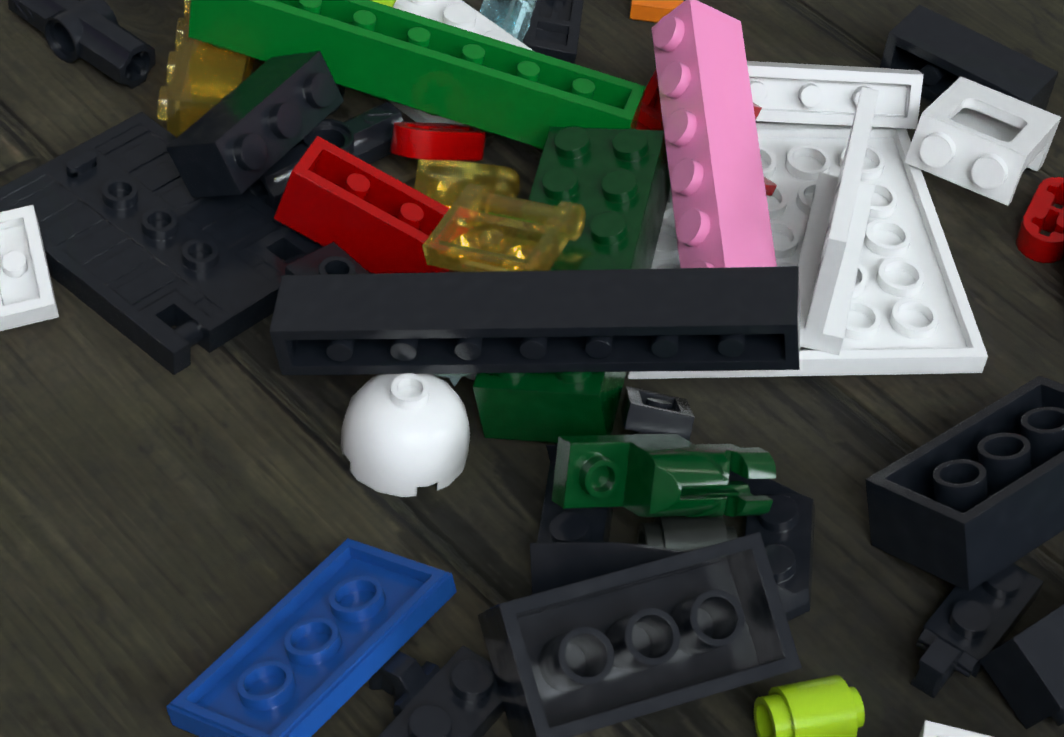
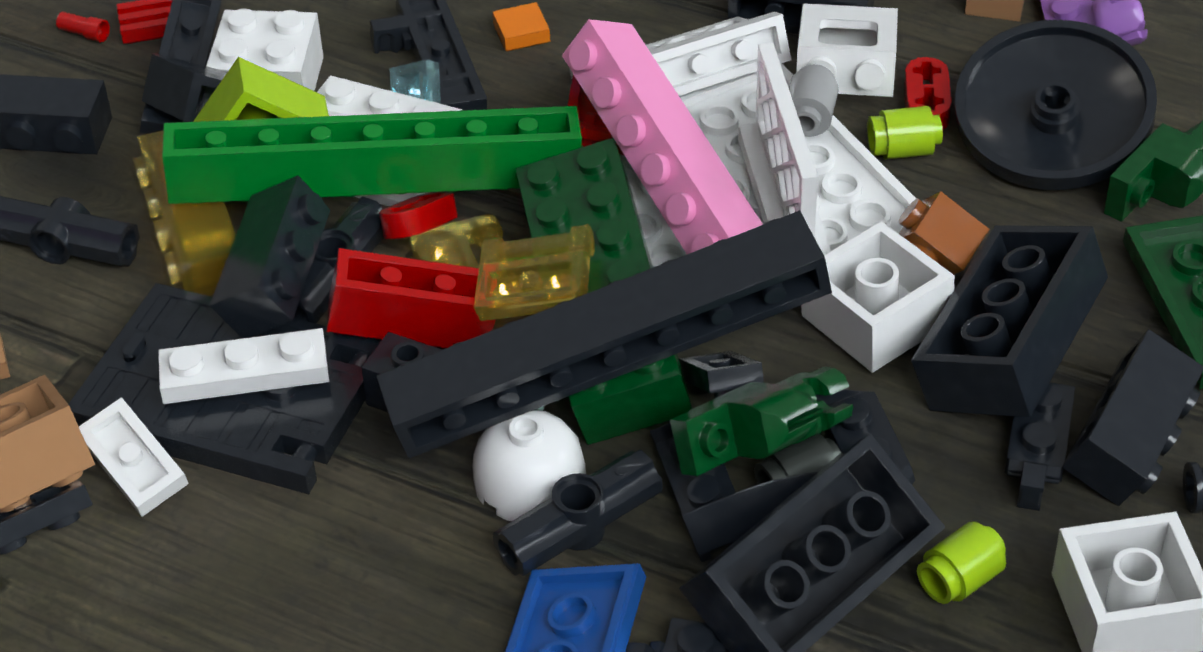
camera: 15 degrees left, 0 degrees up
(171, 220) = (243, 366): none -> white plate
(426, 498) = (577, 512): none -> black piece
(868, 398) = (880, 296): none -> white brick
(910, 175) = (814, 98): none -> light grey brick
(973, 364) = (942, 231): none -> dark orange brick
(1001, 247) = (904, 132): none -> lime brick

